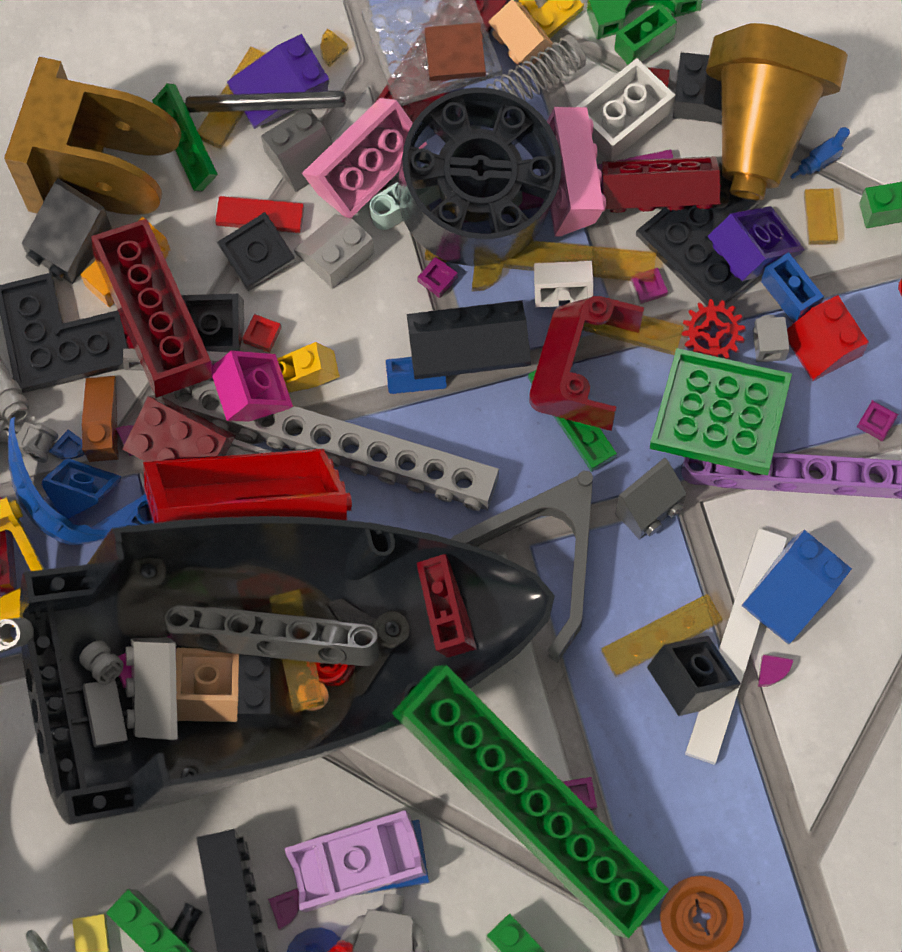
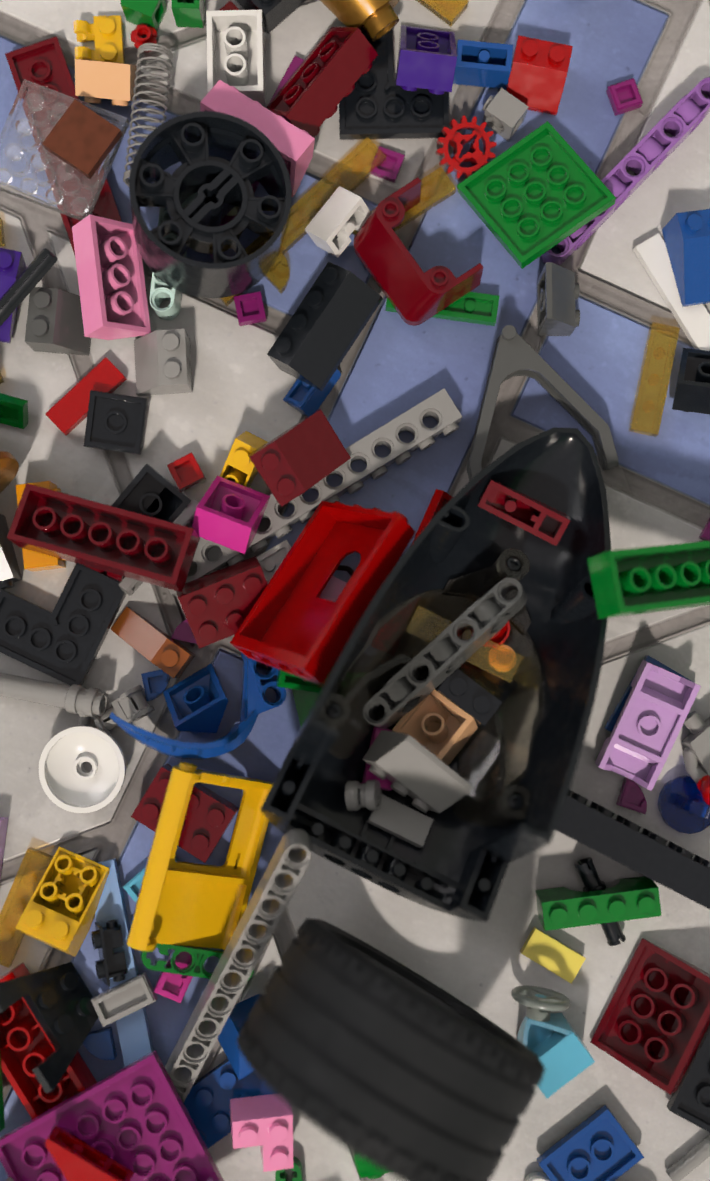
camera: 50 degrees left, 15 degrees up
(340, 399) = (299, 457): none -> dark red slope
(586, 39) = (143, 29): none -> red plate

